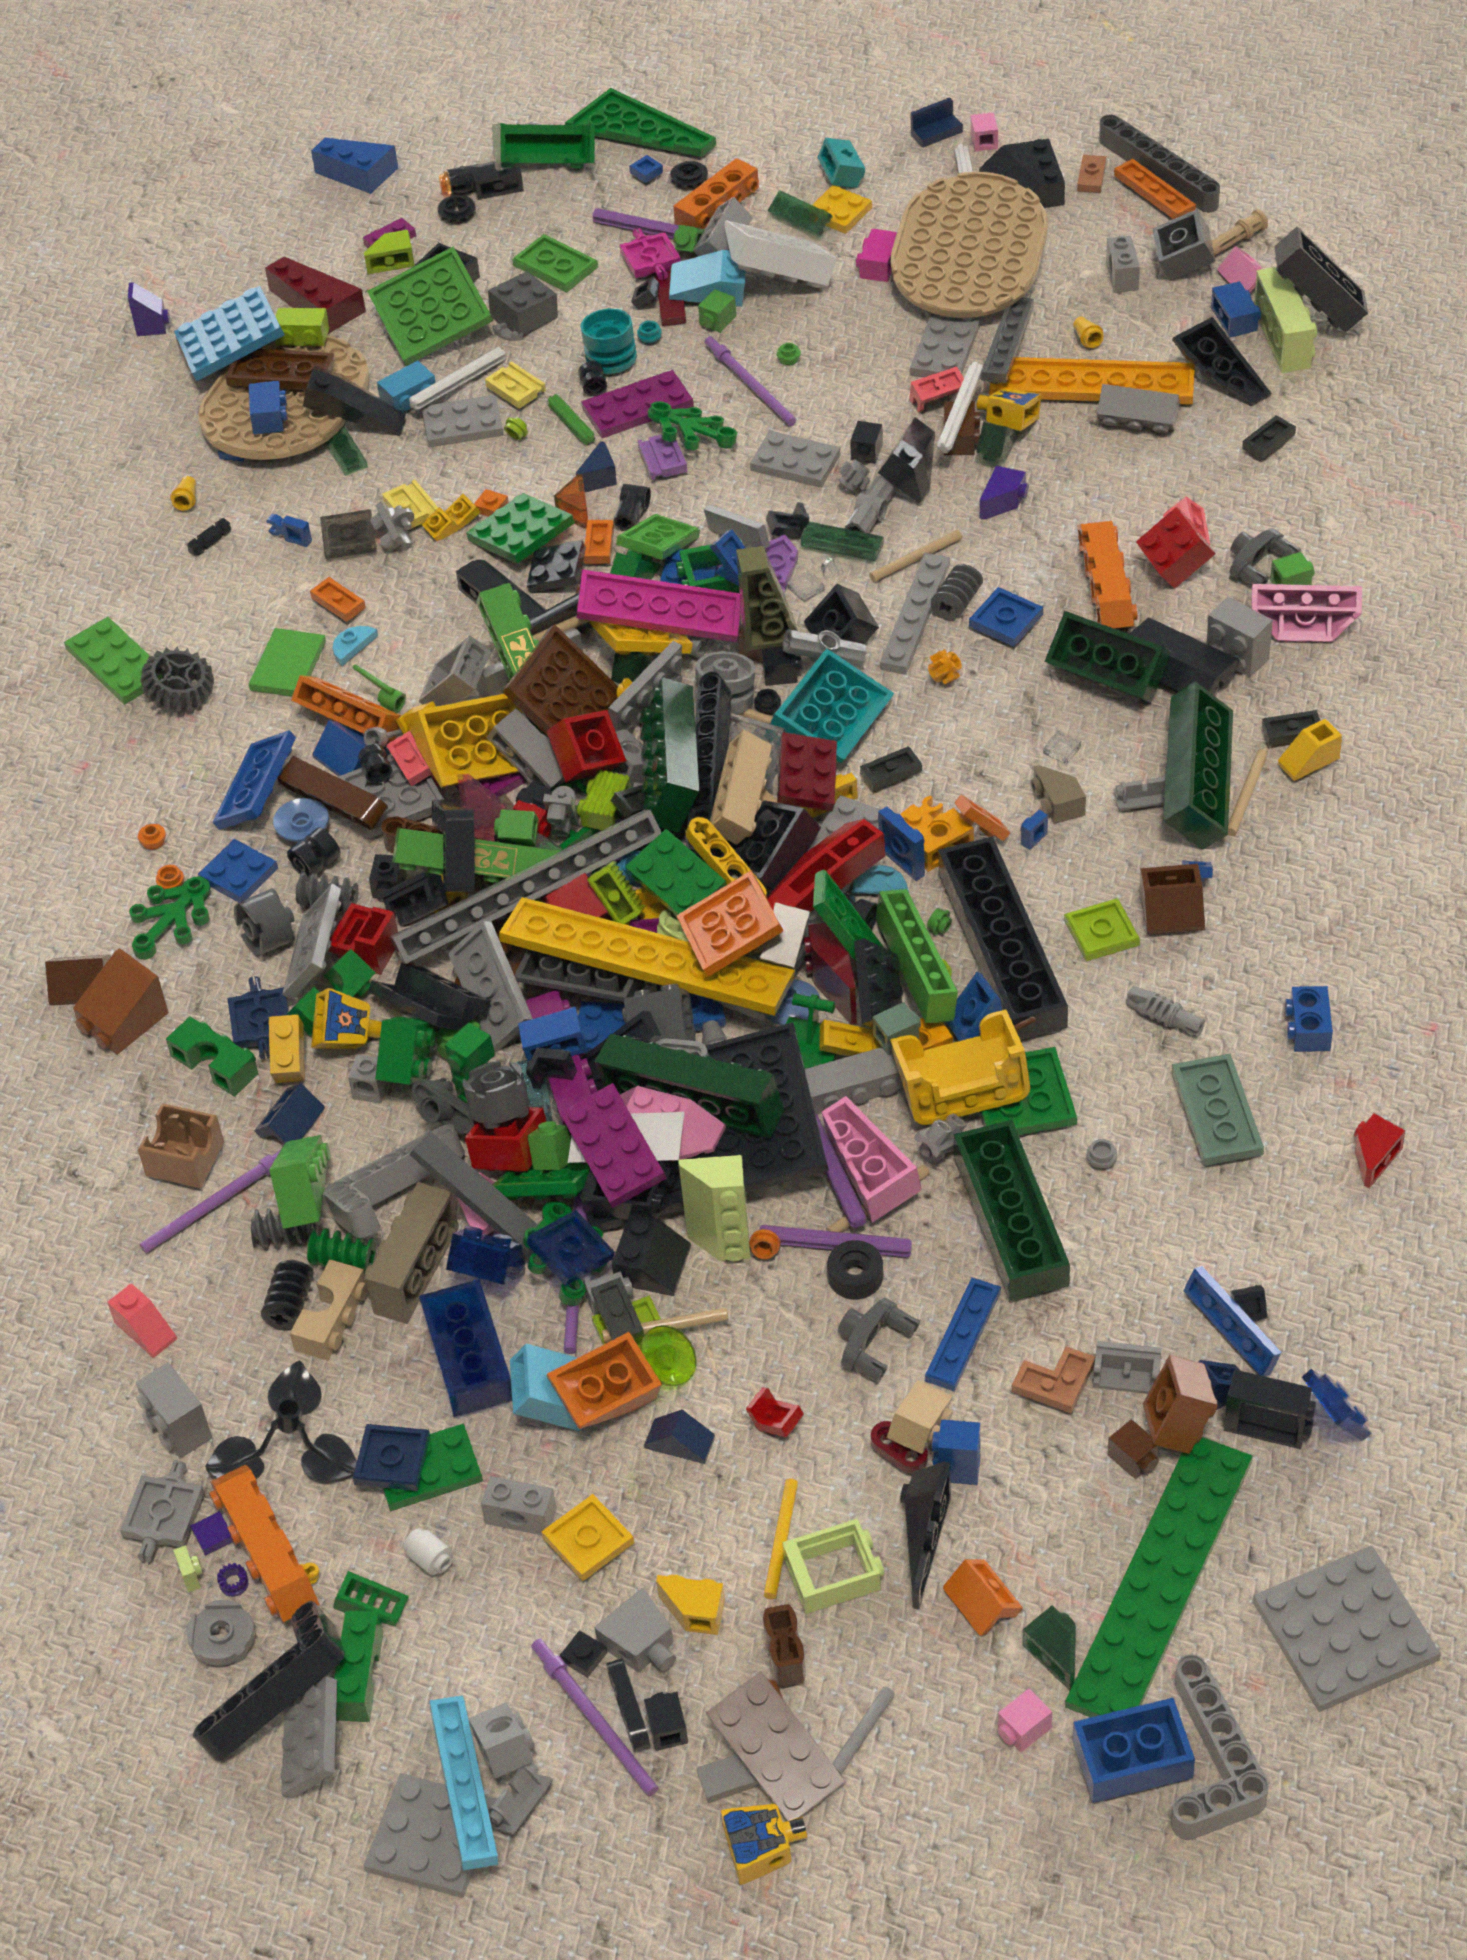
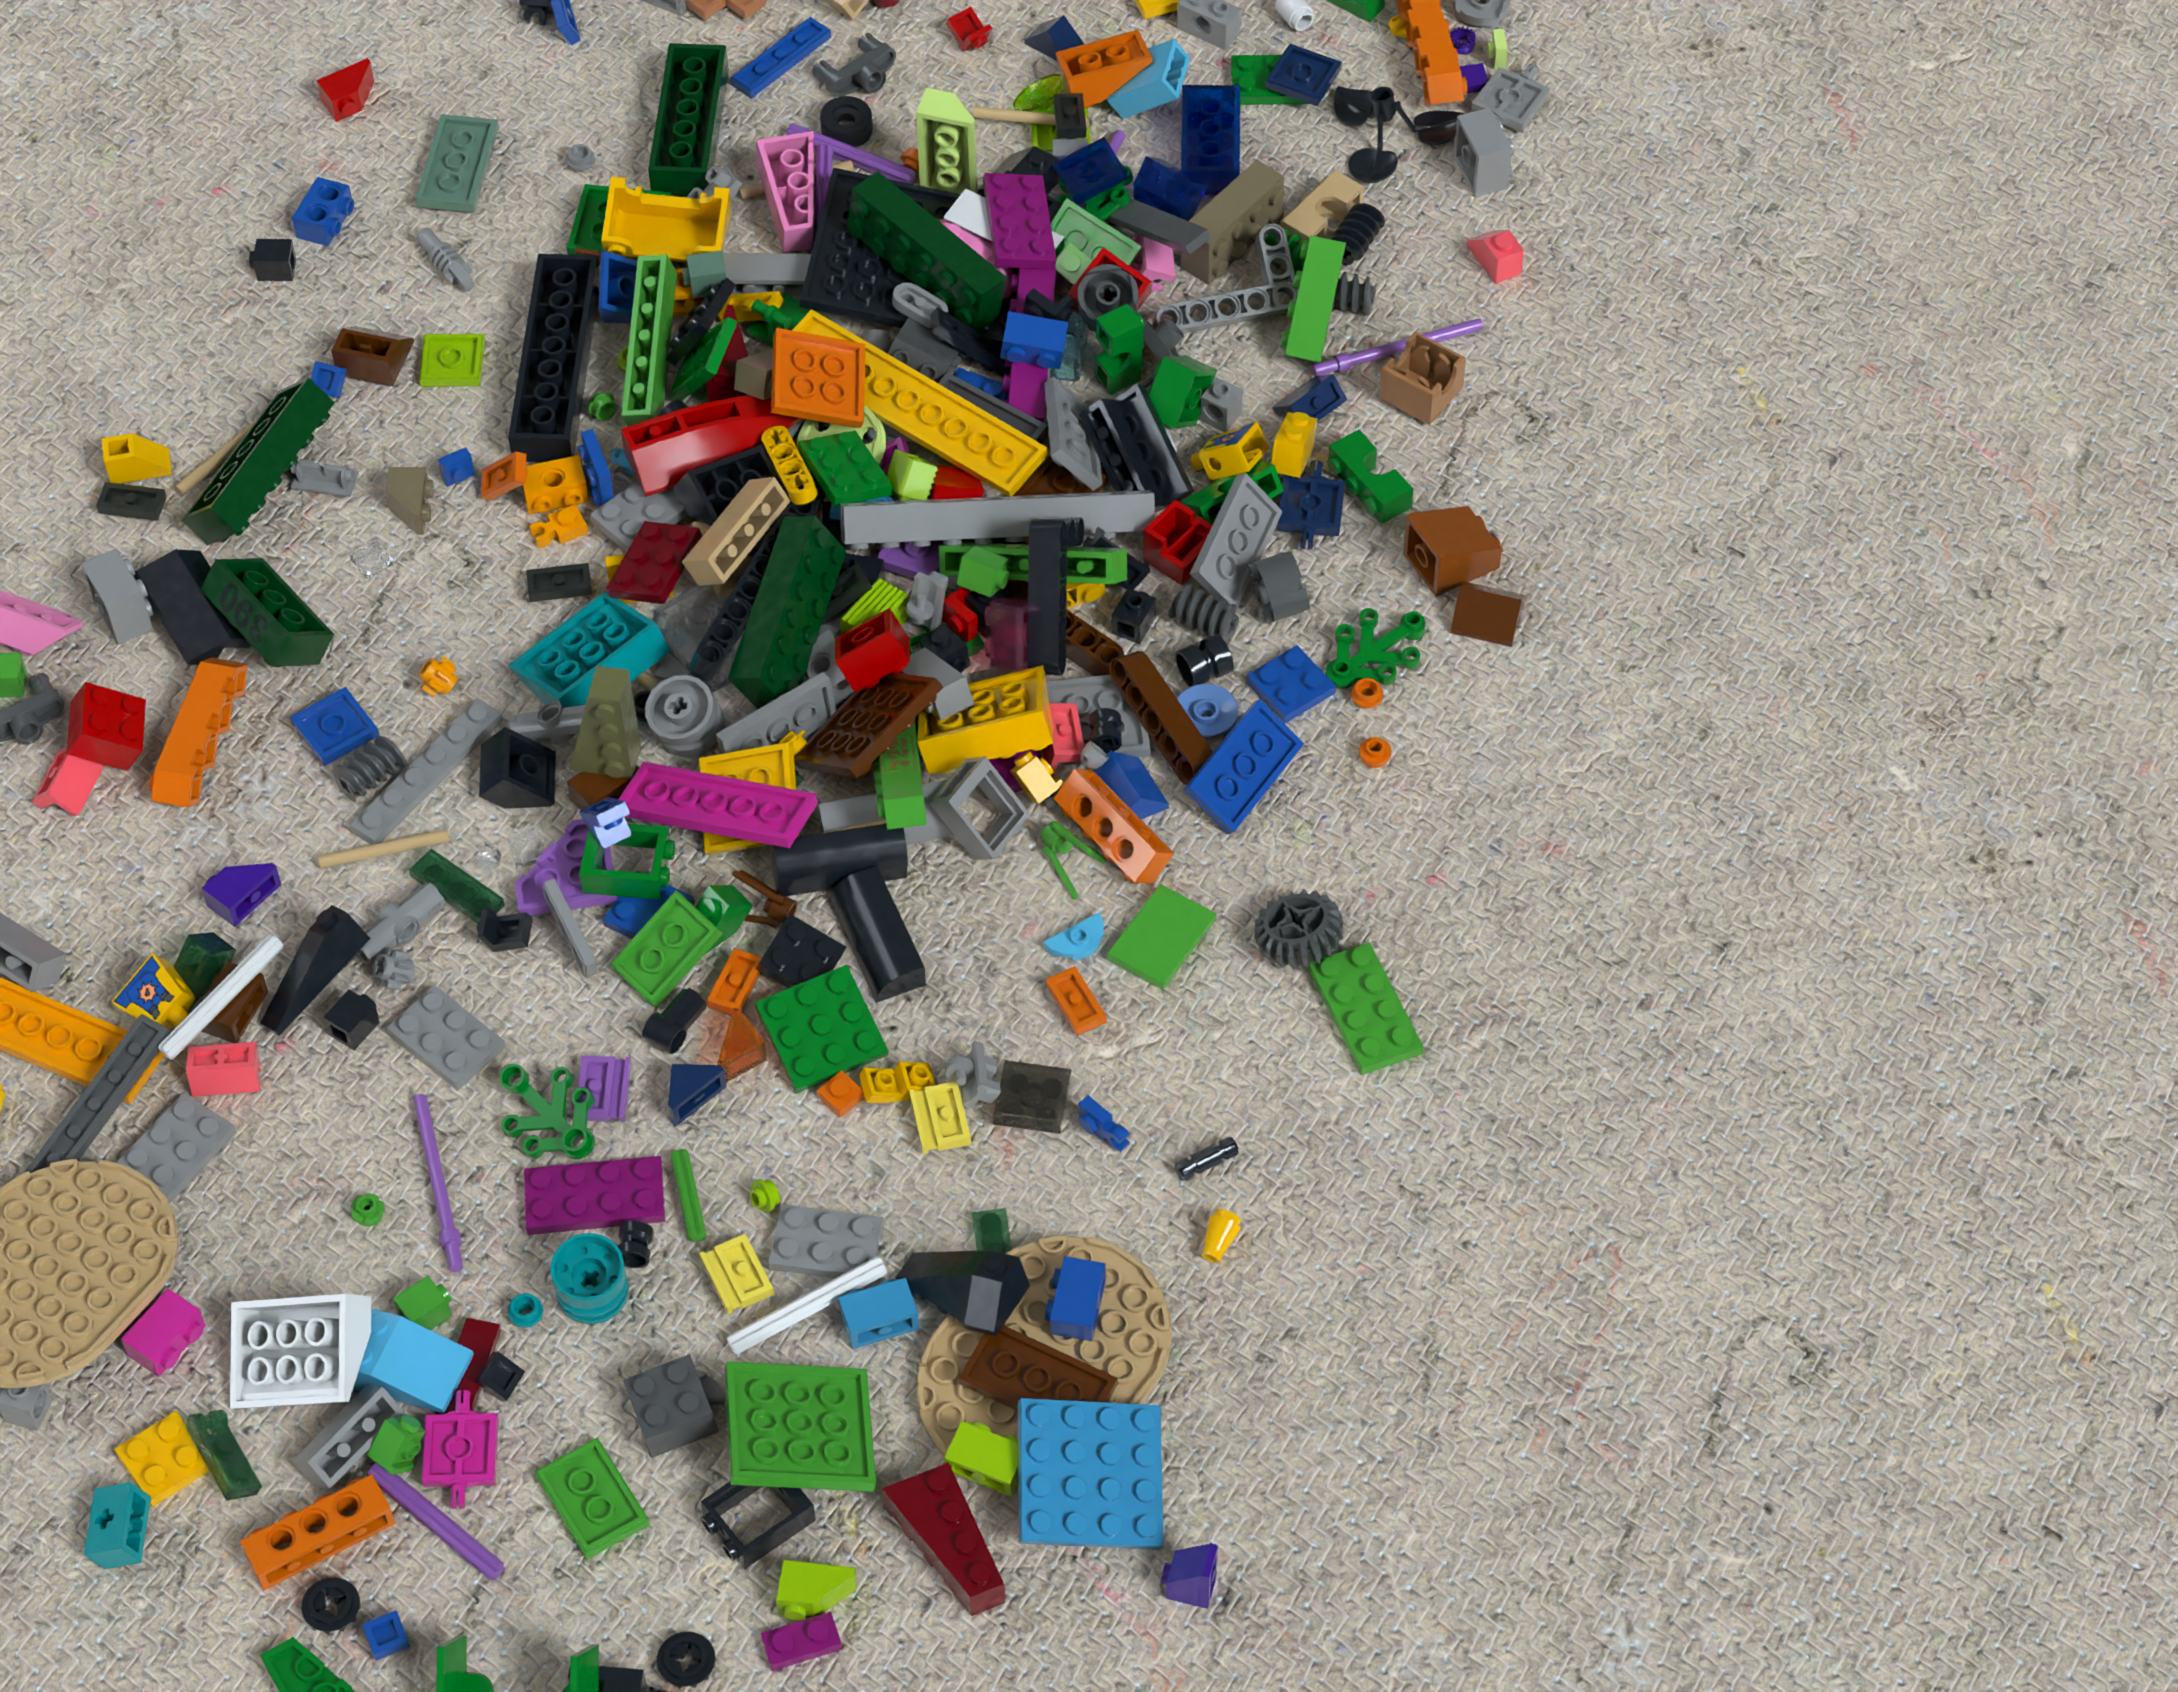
camera: 165 degrees left, 5 degrees up
(1322, 959) = (273, 259): none -> black brick

